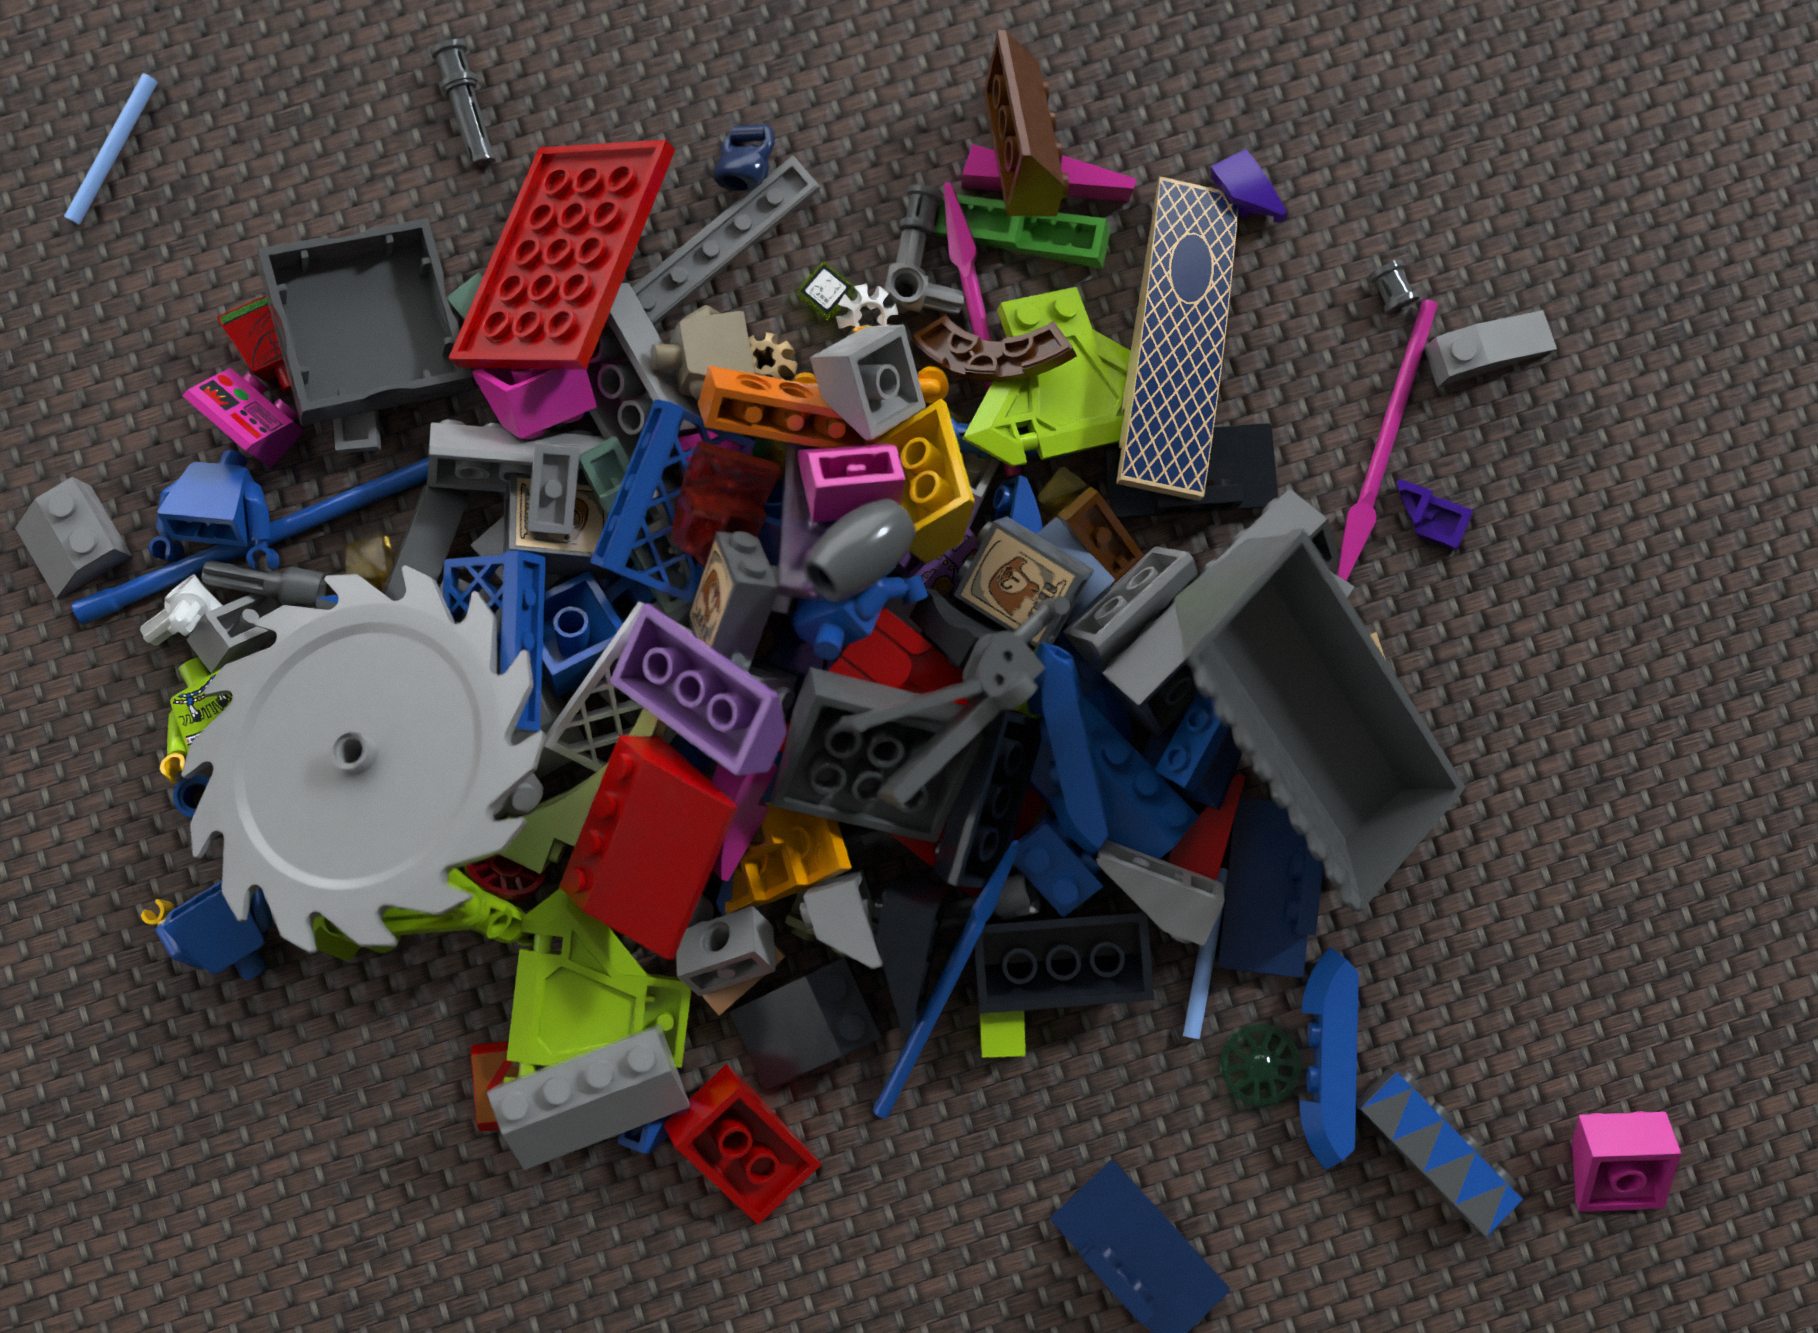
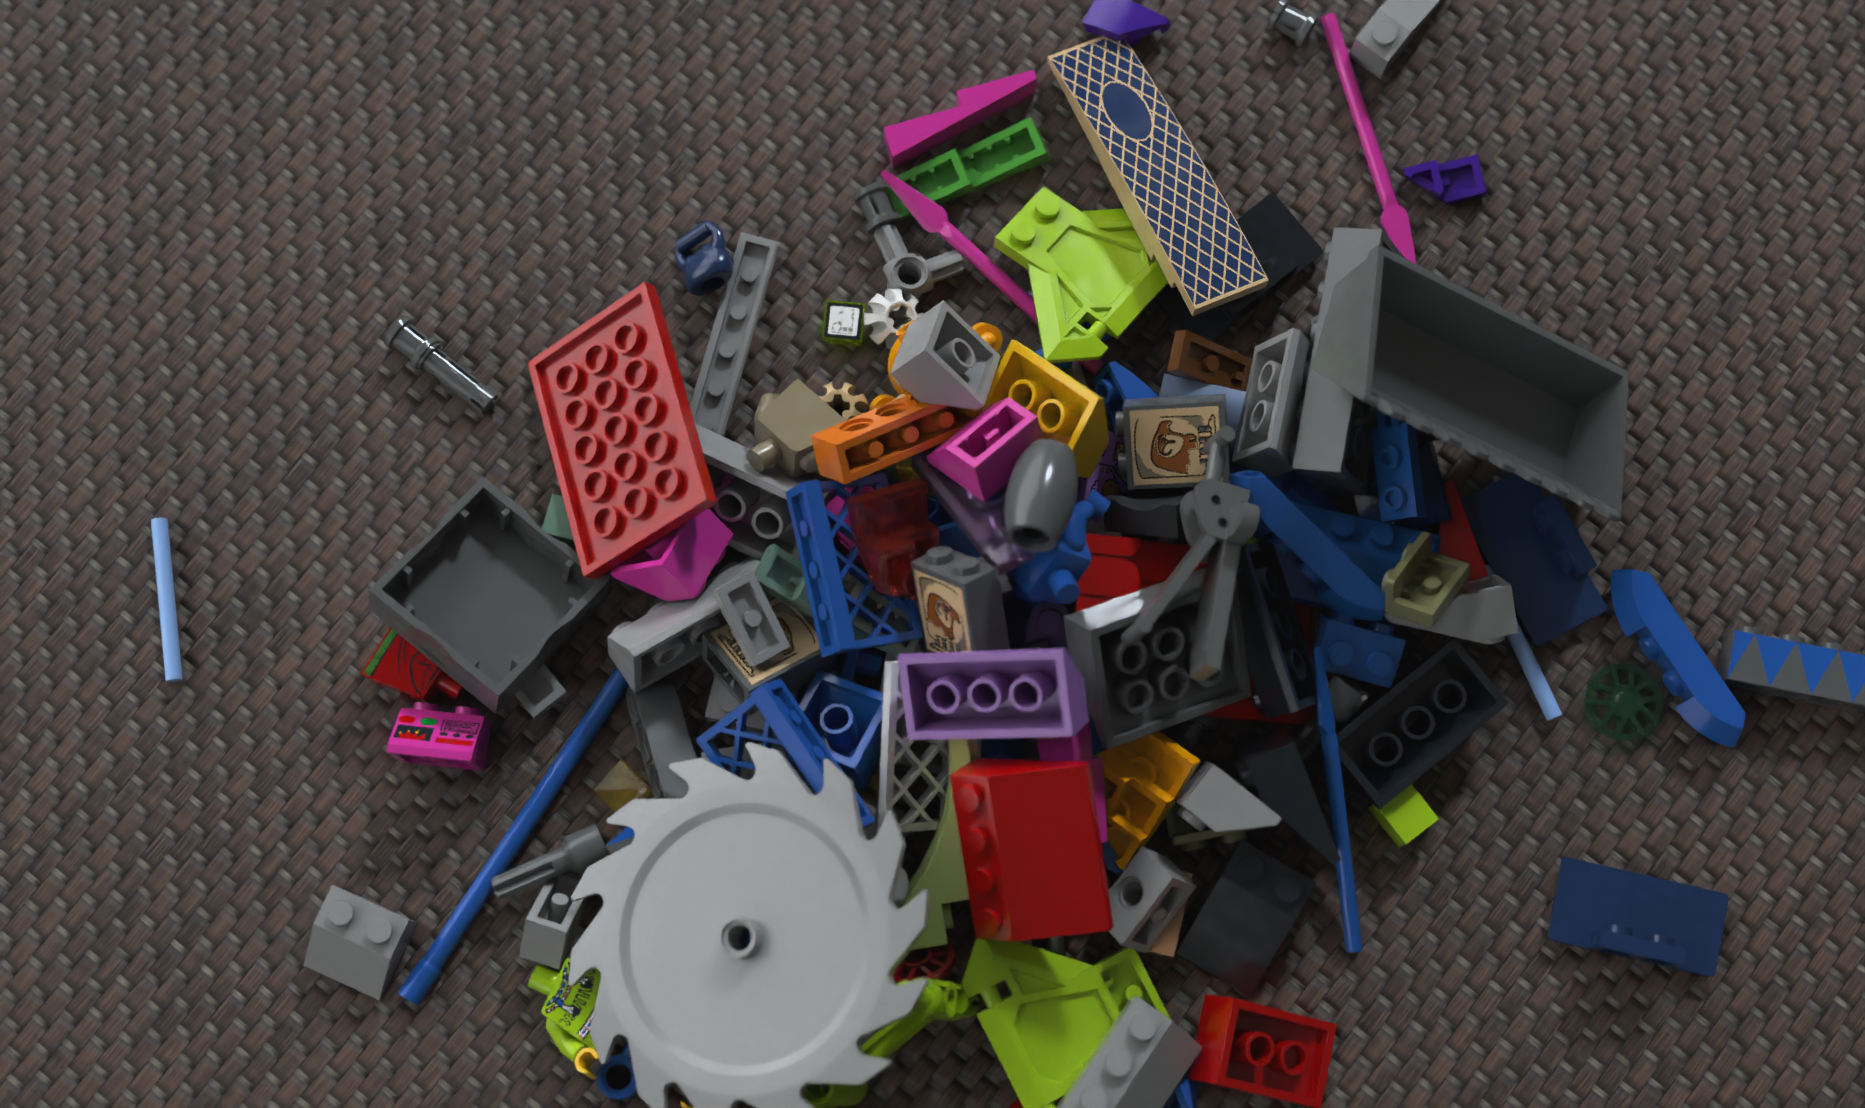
camera: 35 degrees left, 5 degrees down
(182, 611) = (500, 929): white axle -> none
(215, 507) = (466, 830): blue torso -> none
(991, 361) = (1037, 276): reddish brown tile -> none
(1023, 131) = (920, 91): reddish brown slope -> none
(1060, 493) = (1148, 357): clear yellow slope -> none
(1147, 848) = (1423, 582): none -> olive bracket

